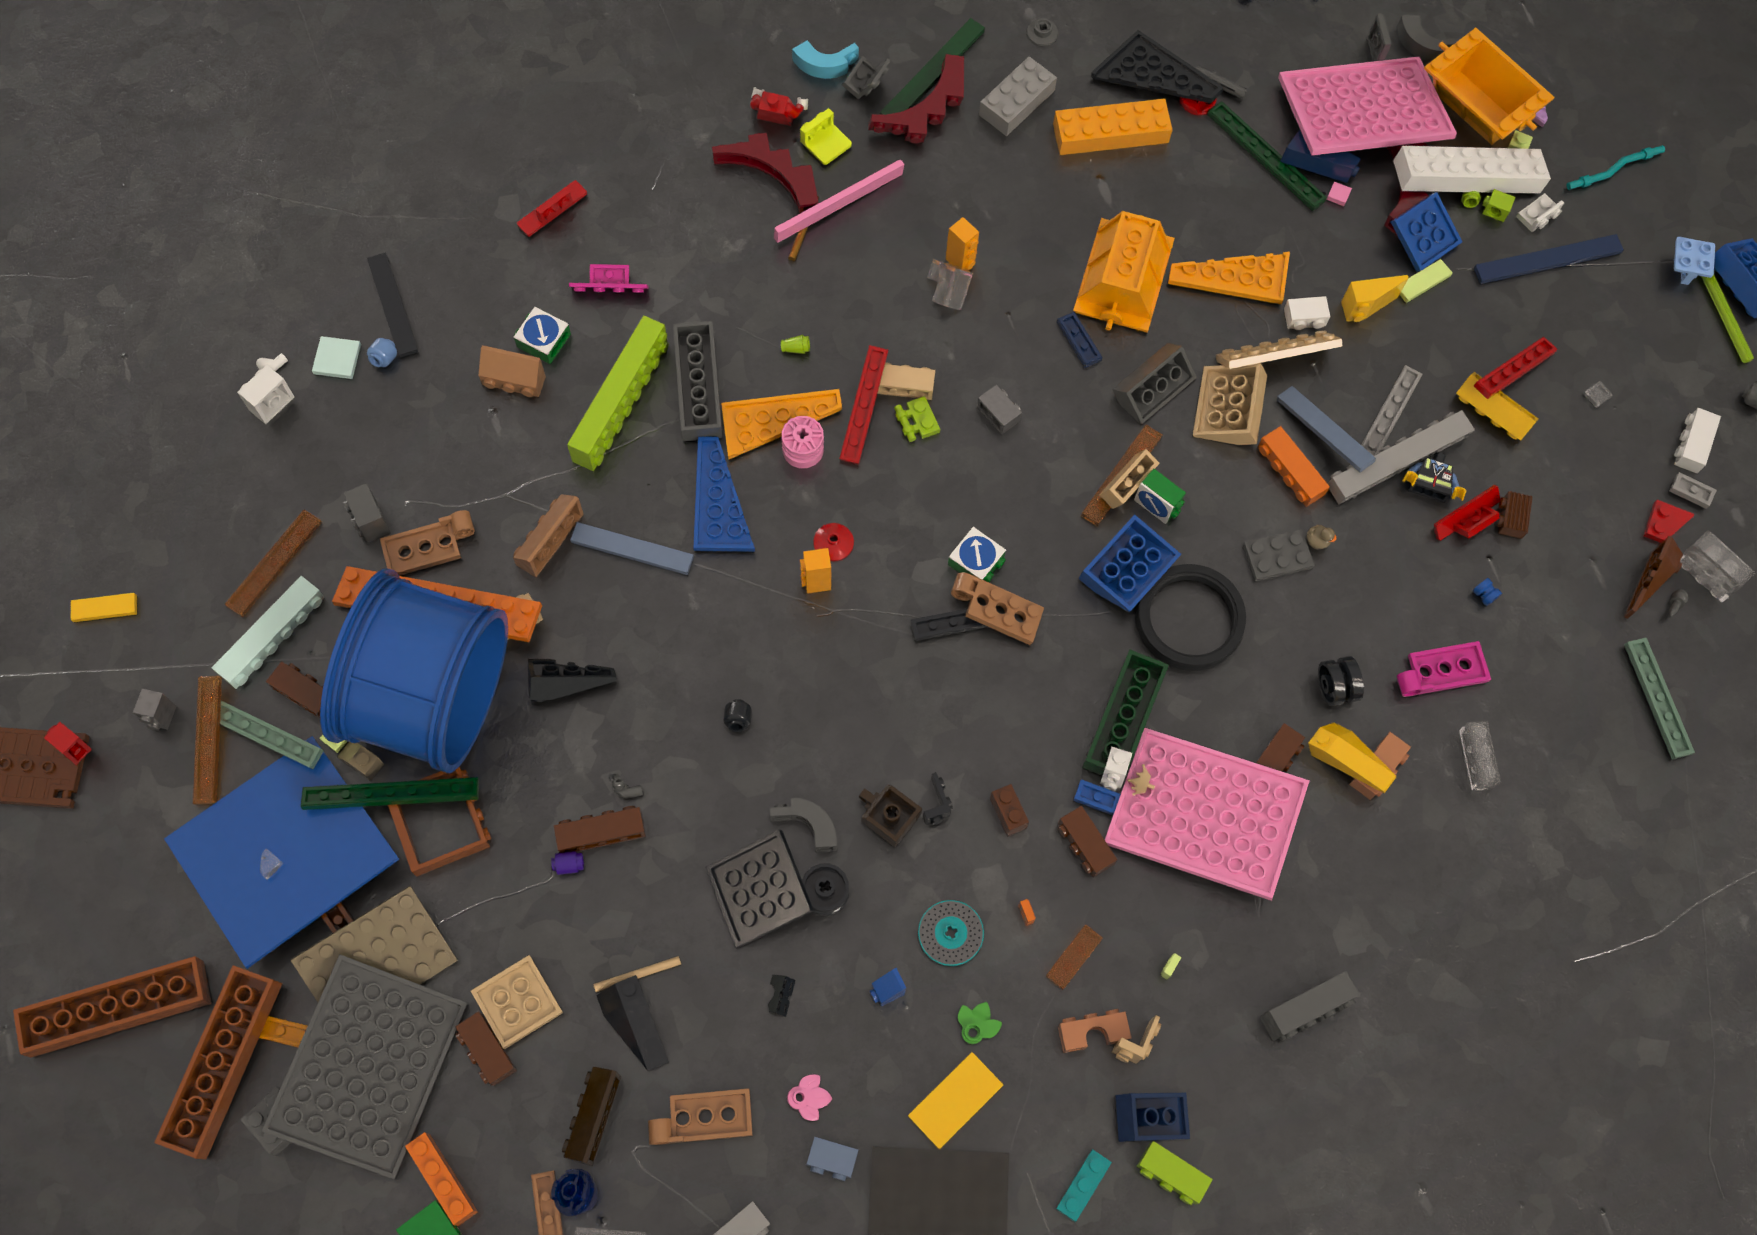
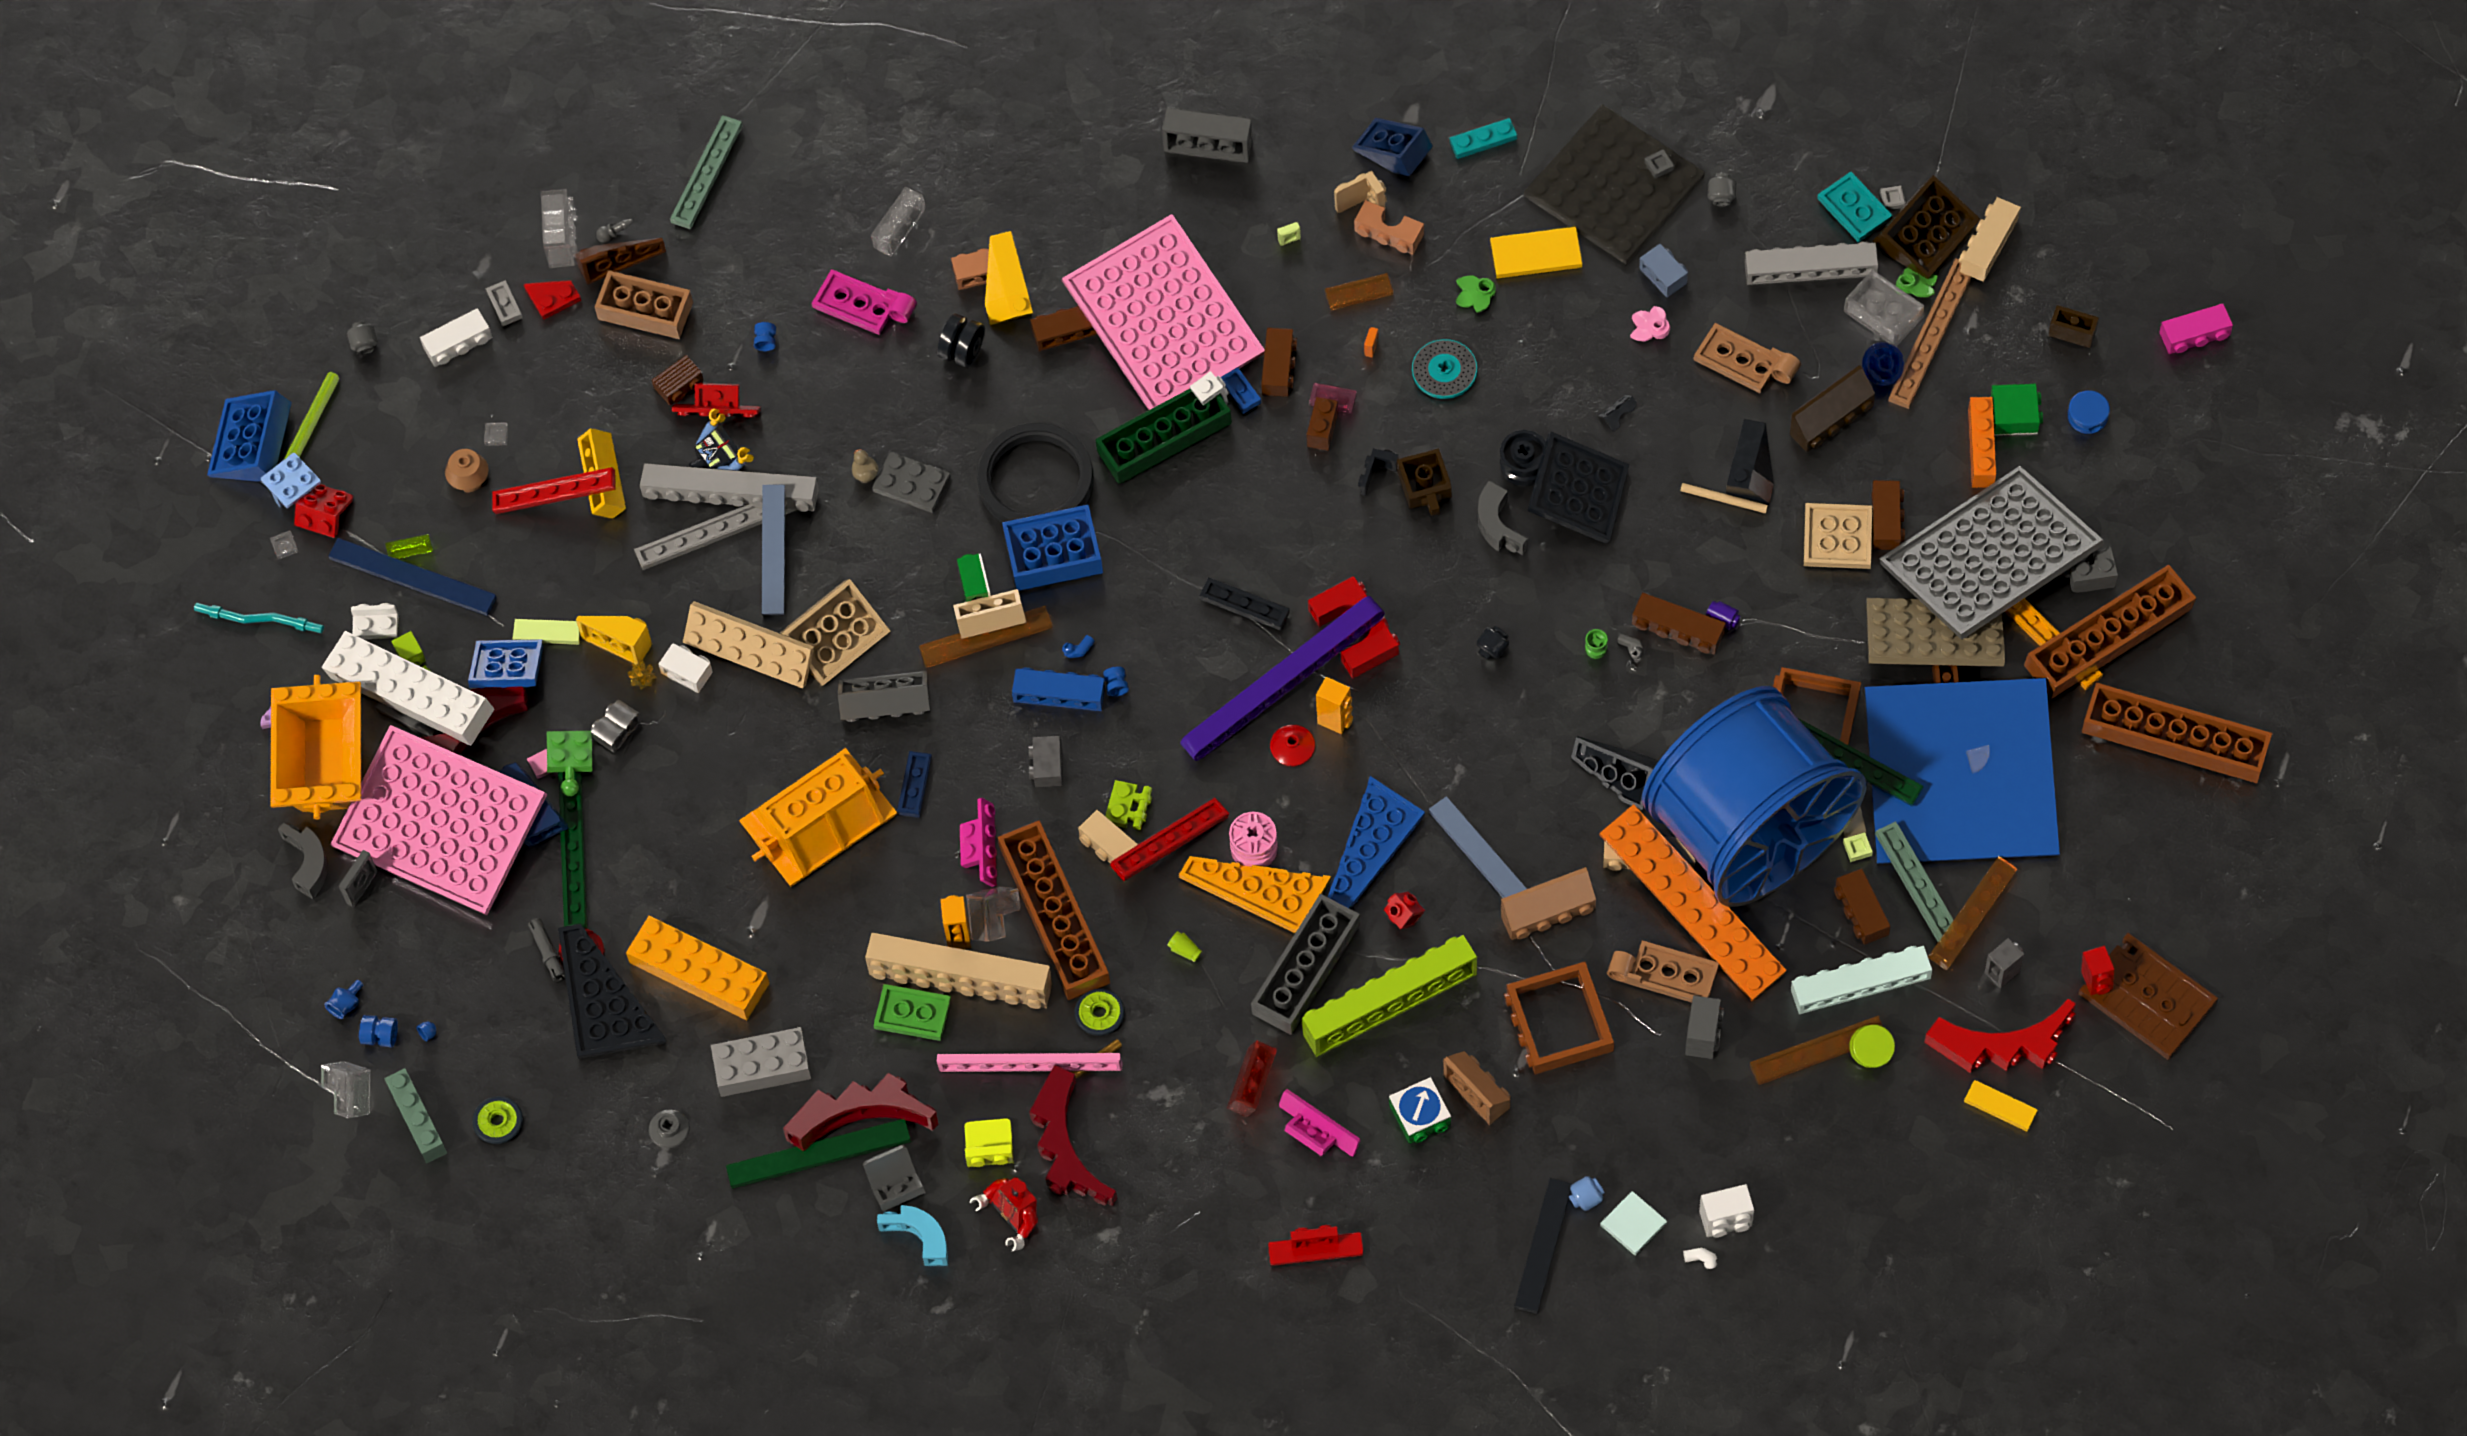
camera: 135 degrees left, 5 degrees down
(122, 648) = (2004, 1049): none -> red arch
(228, 583) = (1872, 1046): none -> lime head
(494, 502) = (1571, 1055): none -> dark orange window
(655, 464) = (1404, 909): none -> red brick
(655, 769) = (1597, 639): none -> bright green wheel
(676, 281) = (1251, 1078): none -> clear red brick
(817, 278) = (1099, 998): none -> lime wheel
(872, 679) = (1375, 648): none -> red arch
(874, 578) = (1282, 678): none -> dark purple beam
(888, 988) = (1528, 354): blue slope -> none
(906, 307) = (1053, 910): none -> dark orange brick
(931, 225) = (959, 970): none -> tan brick
(947, 188) = (912, 1012): none -> bright green plate
(971, 587) = (1205, 611): medium nougat hinge -> none
(977, 556) = (1178, 643): piece -> none
(997, 325) = (978, 843): none -> dark pink bracket
(999, 499) = (1115, 681): none -> blue wheel
(1019, 841) = (1345, 397): none -> clear pink plate
(1035, 466) = (1058, 689): none -> blue brick
(1047, 507) = (1080, 650): none -> blue arm
(1142, 782) = (1196, 370): tan piece -> none
(1173, 1173) = (1408, 98): lime brick -> none
(1243, 276) = (709, 739): light orange wing -> none
(1293, 466) = (829, 542): orange brick -> none
(1315, 244) = (616, 725): none -> flat silver brick
(1326, 207) = (569, 754): none -> bright green plate
(1331, 287) = (636, 674): none -> clear yellow gear
(1573, 270) = (409, 546): none -> clear neon green tile
(1590, 351) = (466, 470): none -> medium nougat cone
(1595, 552) = (643, 304): none -> medium nougat brick
(1652, 222) = (284, 545): none -> clear plate
(1655, 262) = (321, 510): none -> red bracket

